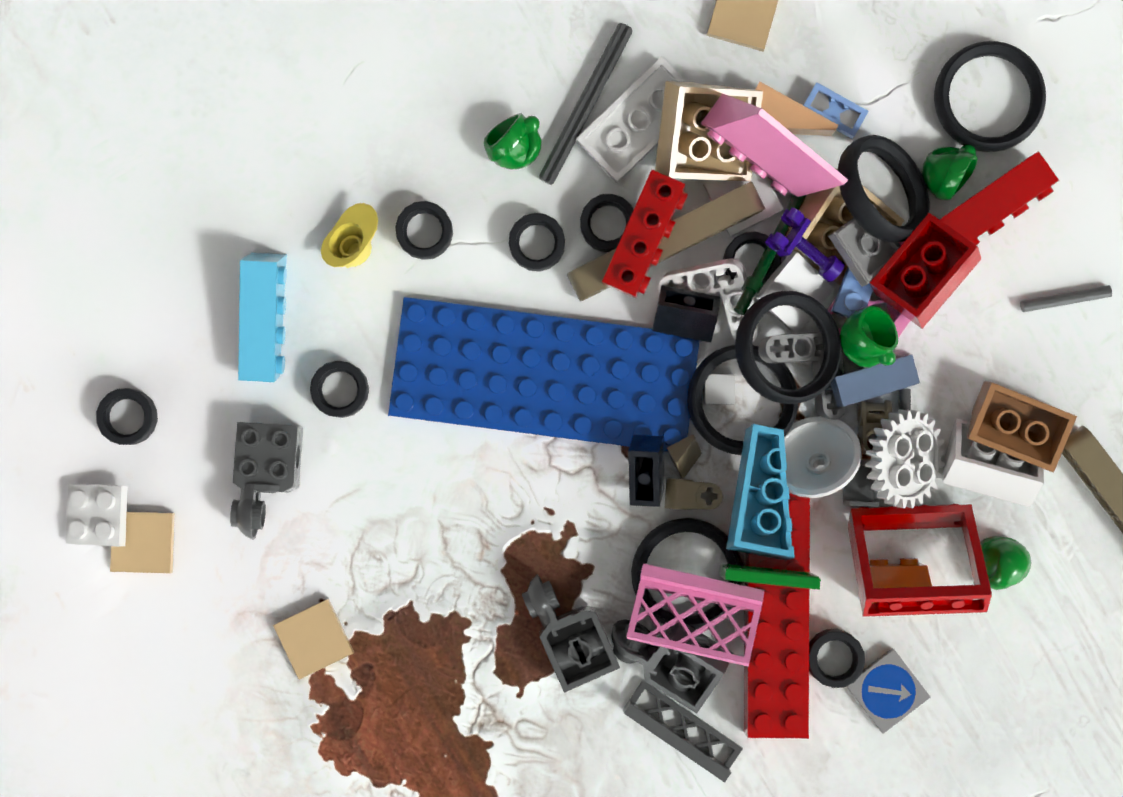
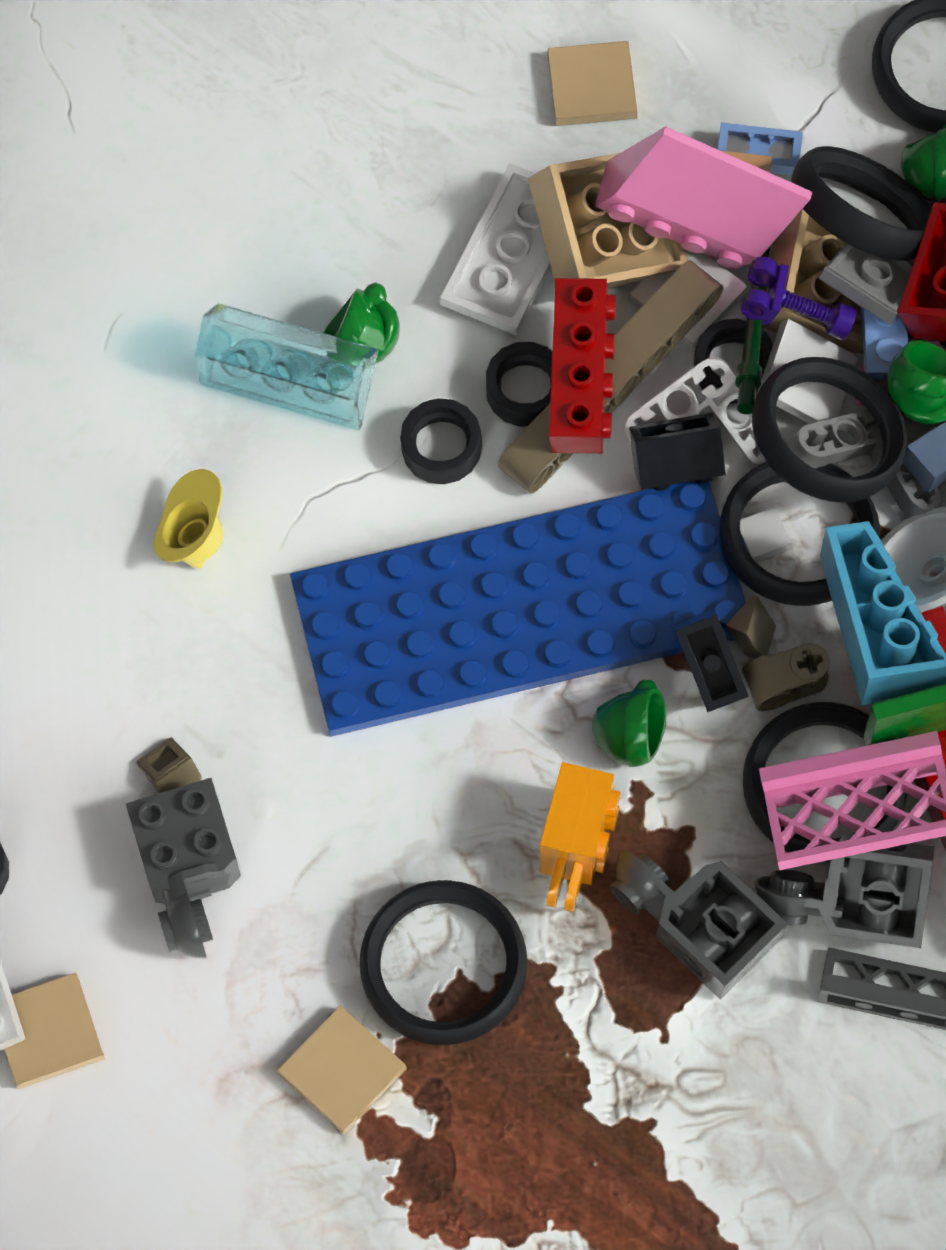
camera: 20 degrees left, 20 degrees down
(261, 316) = (107, 663): medium azure wedge -> none
(278, 399) = (169, 767): none -> dark tan slope
(317, 384) = (244, 690): black tyre -> none
(355, 613) = (453, 1031): none -> black tyre
(419, 208) = (281, 451): black tyre -> none
(454, 149) = (285, 365): none -> clear light blue slope
(514, 551) = (576, 828): none -> light orange brick
(579, 489) = (631, 725): none -> green piece
(585, 103) = (434, 258): dark grey axle -> none

